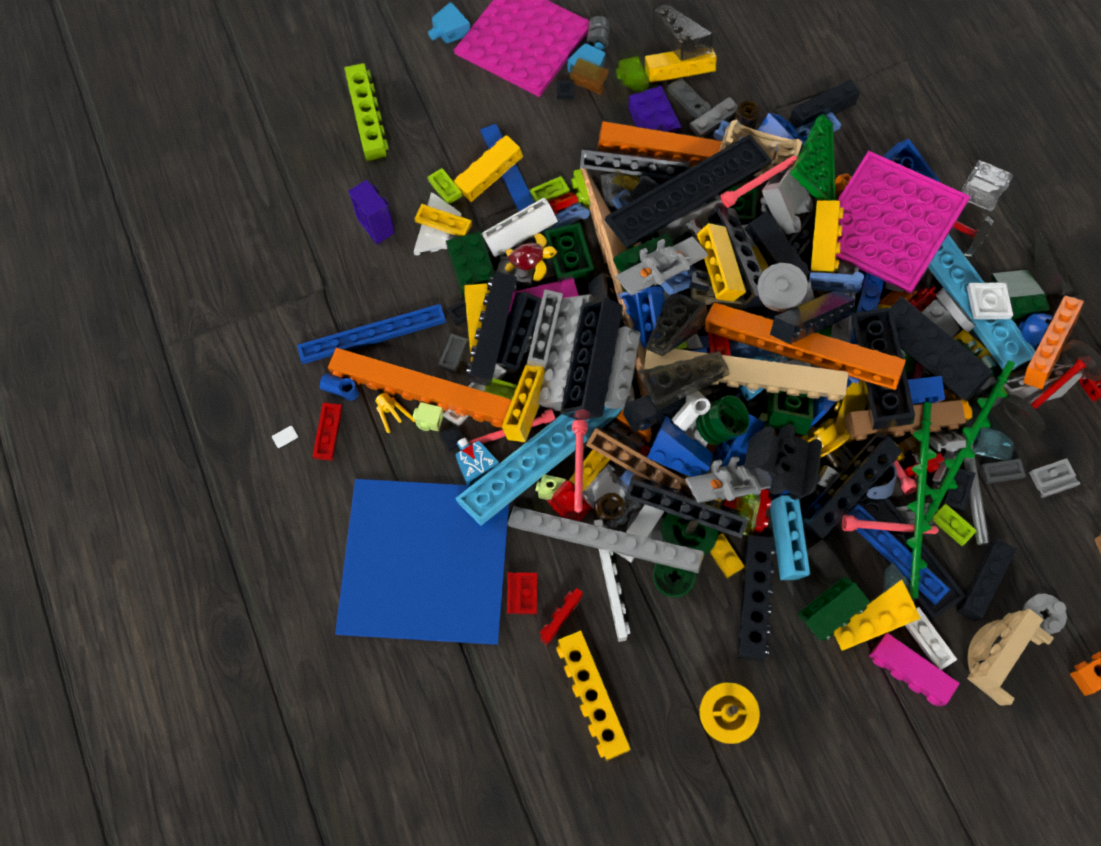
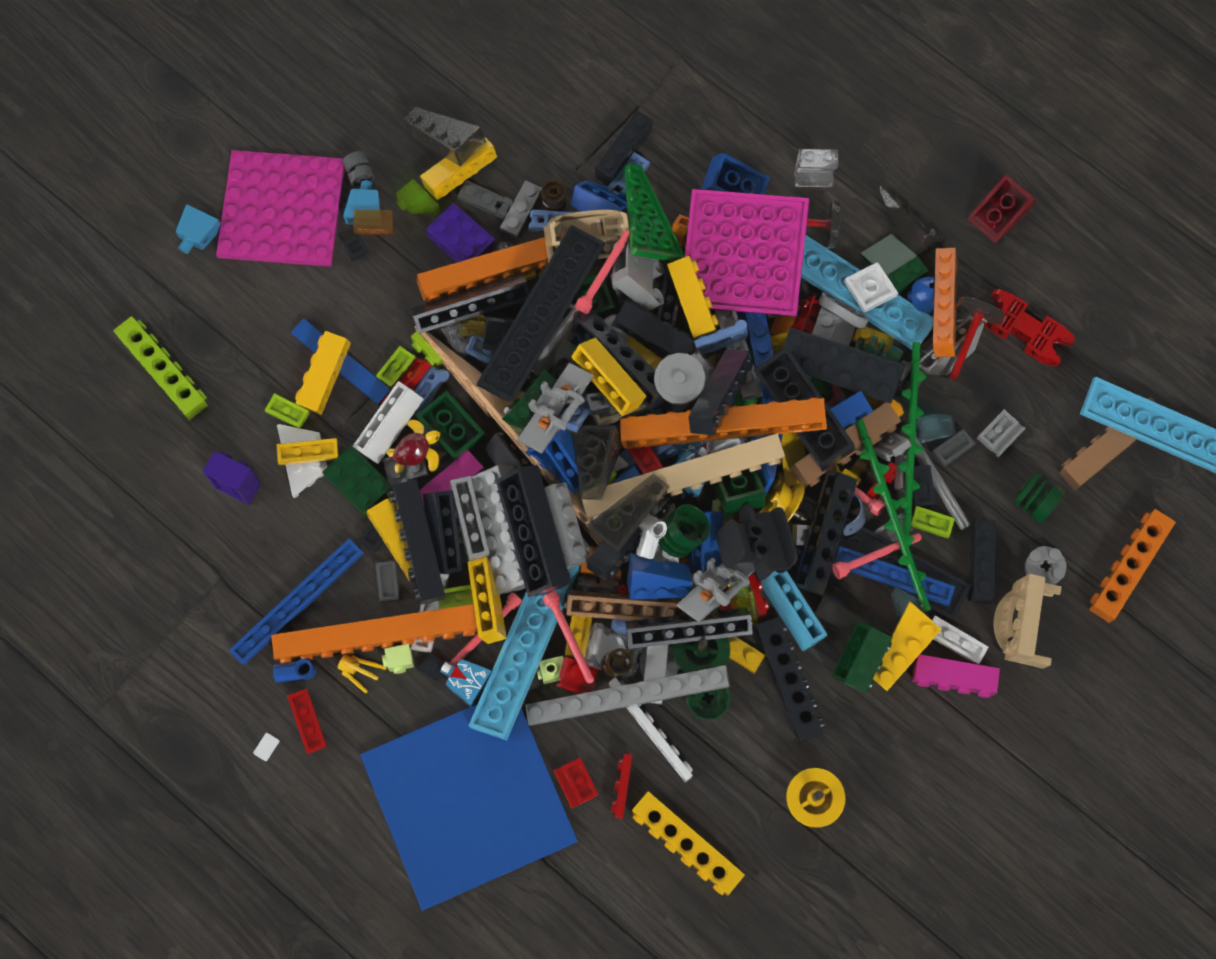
camera: 30 degrees left, 5 degrees up
(1067, 548) = (1039, 497): none -> dark green wheel

